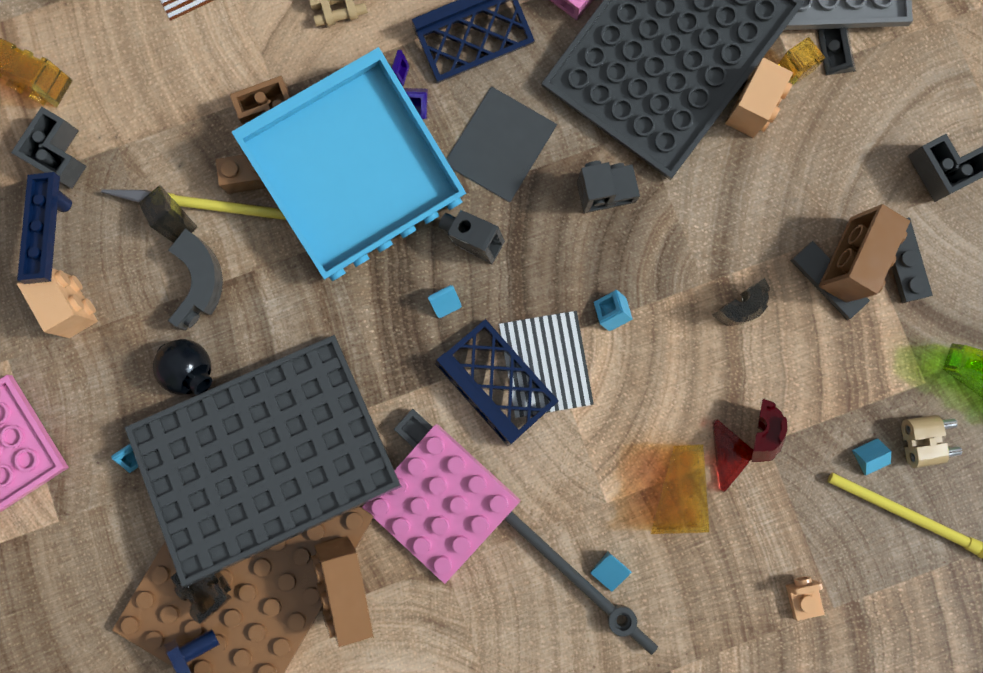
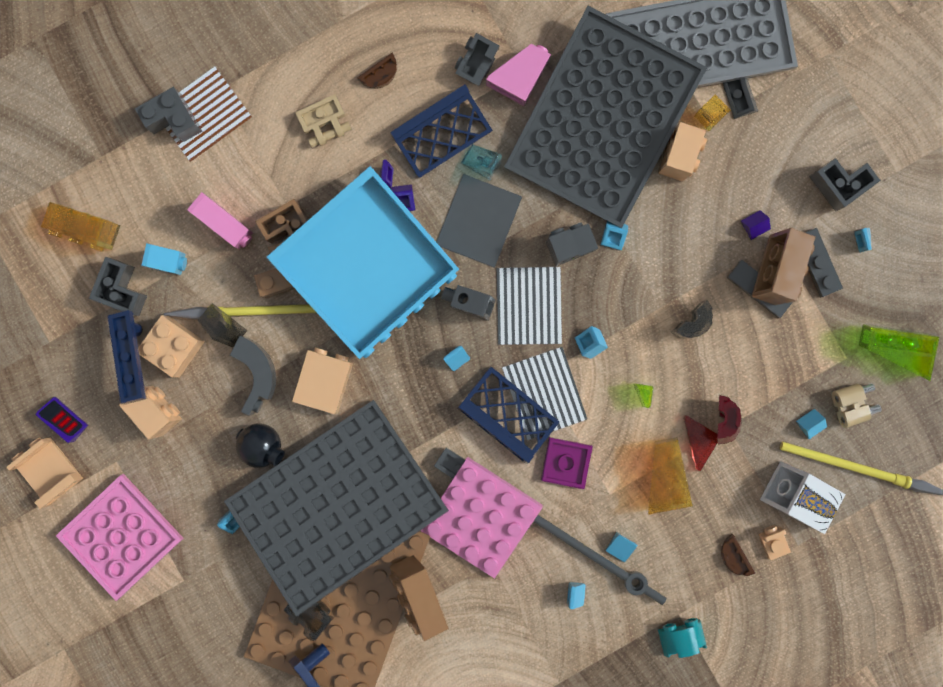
camera: 10 degrees left, 5 degrees up
(99, 229) = (170, 346): none -> light nougat brick
(112, 123) = (164, 259): none -> medium azure slope
(189, 89) = (220, 221): none -> bright pink slope
(276, 301) = (323, 381): none -> light nougat brick
(517, 74) = (482, 161): none -> clear light blue slope
(544, 255) = (529, 305): none -> sticker
(544, 623) = (576, 595): none -> medium azure slope
(559, 454) = (566, 463): none -> magenta tile
(661, 188) = (614, 236): none -> medium azure slope
(669, 383) = (644, 393): none -> clear neon green slope
(752, 609) = (734, 557): none -> reddish brown tile
(836, 202) = (756, 224): none -> dark purple slope
(849, 545) = (802, 497): none -> white slope
(965, 241) = (863, 239): none -> medium azure slope

